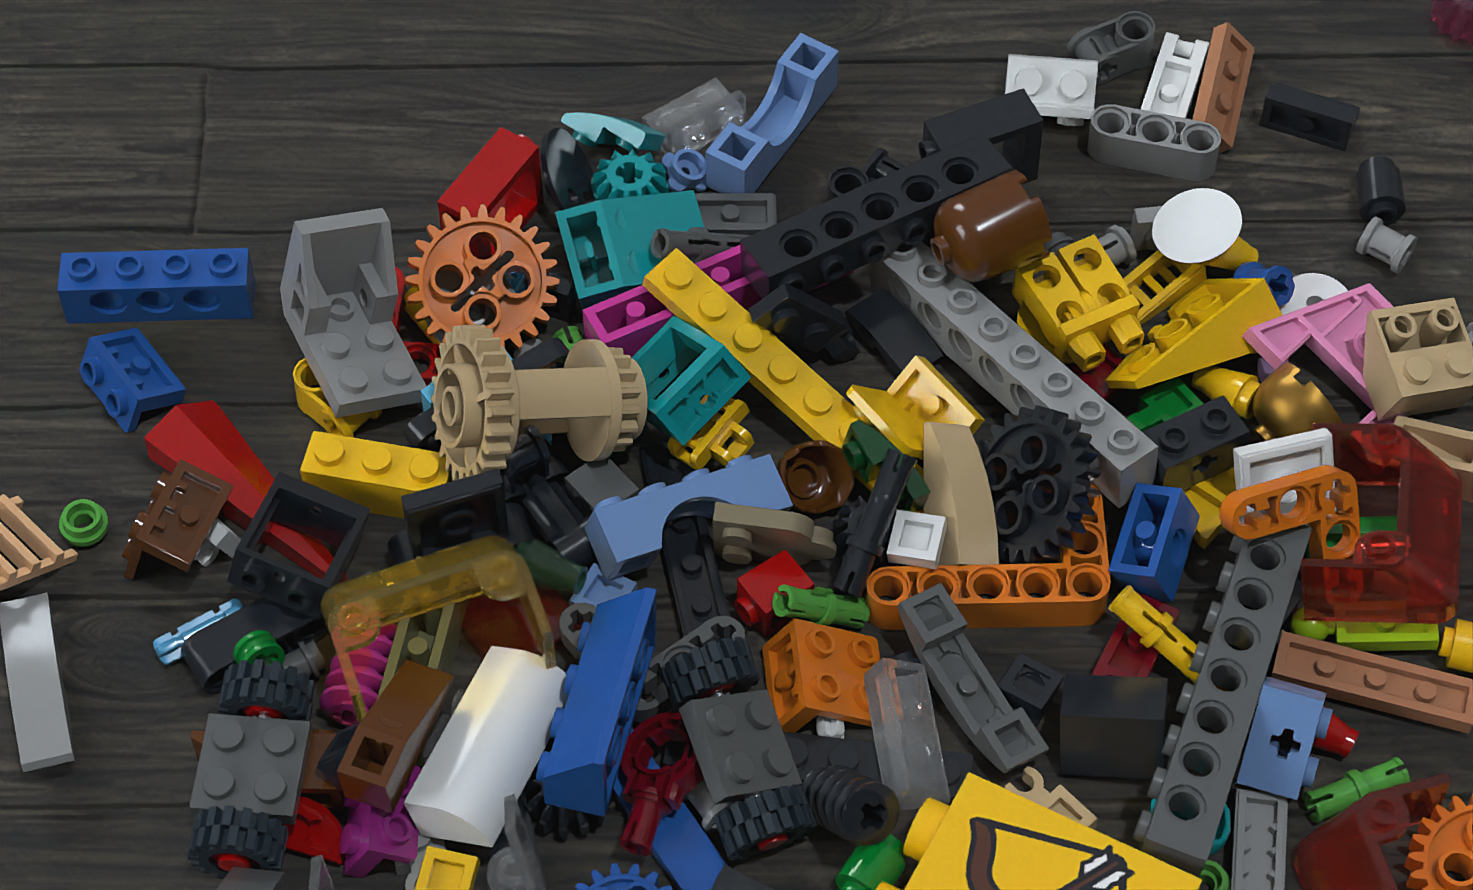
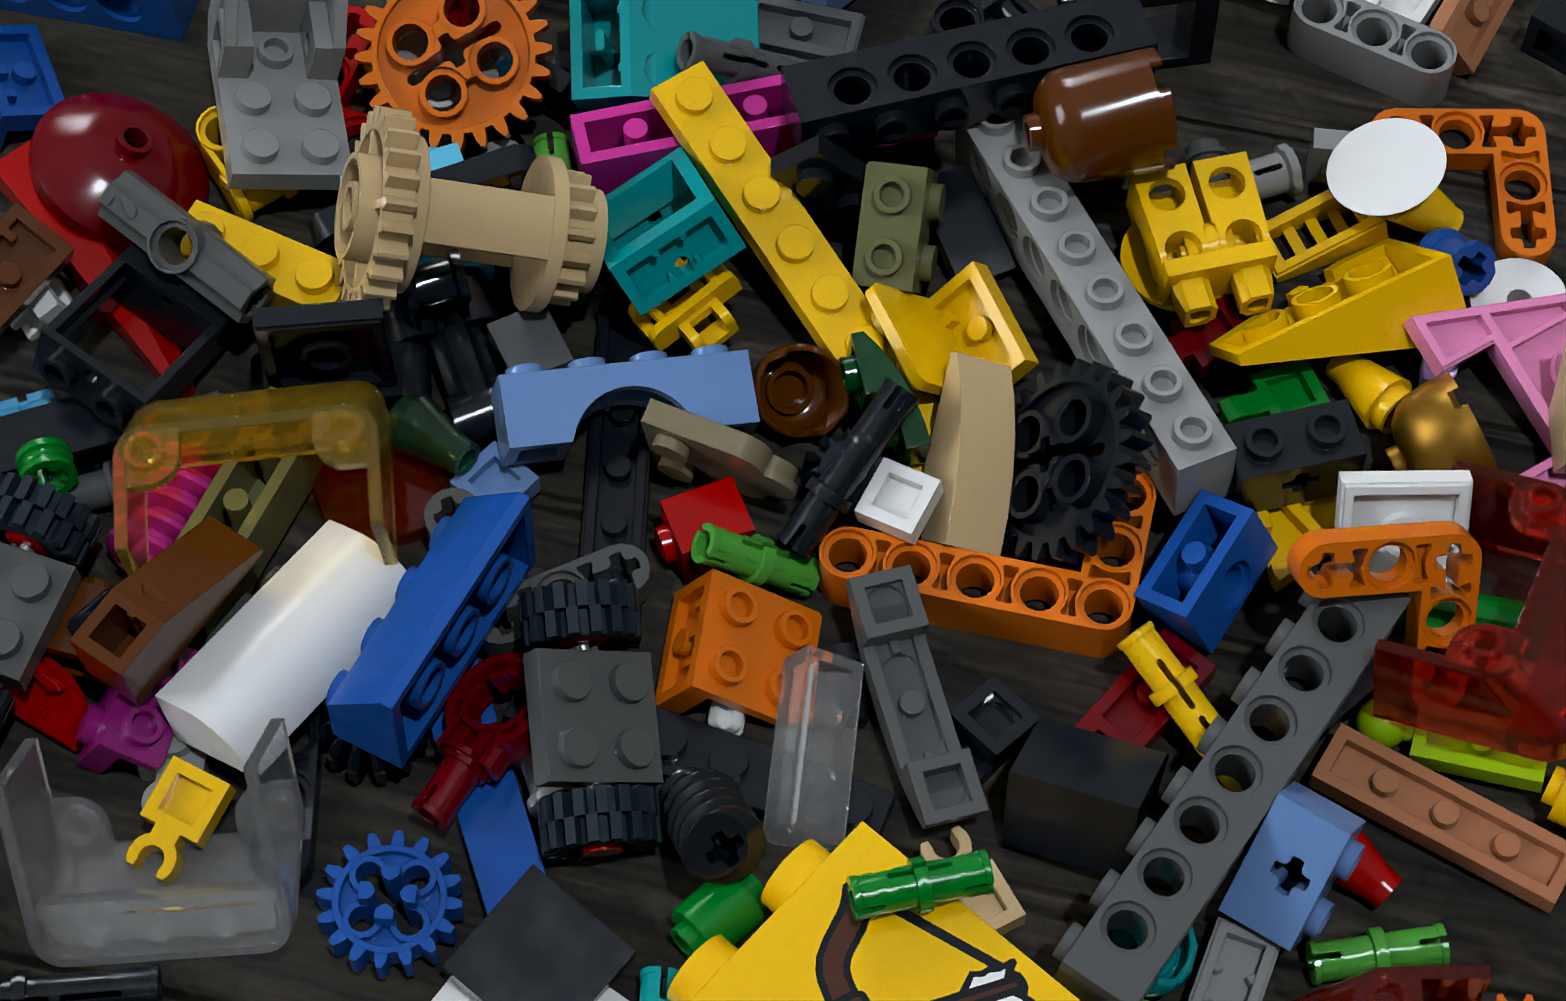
camera: 15 degrees right, 5 degrees up
(240, 422) = (93, 141): none -> dark red dish
(296, 453) = (158, 228): none -> dark grey piece
(849, 341) = (897, 226): none -> olive bracket
(1028, 806) = (920, 884): none -> green pin
(1273, 209) = (1503, 165): none -> orange beam

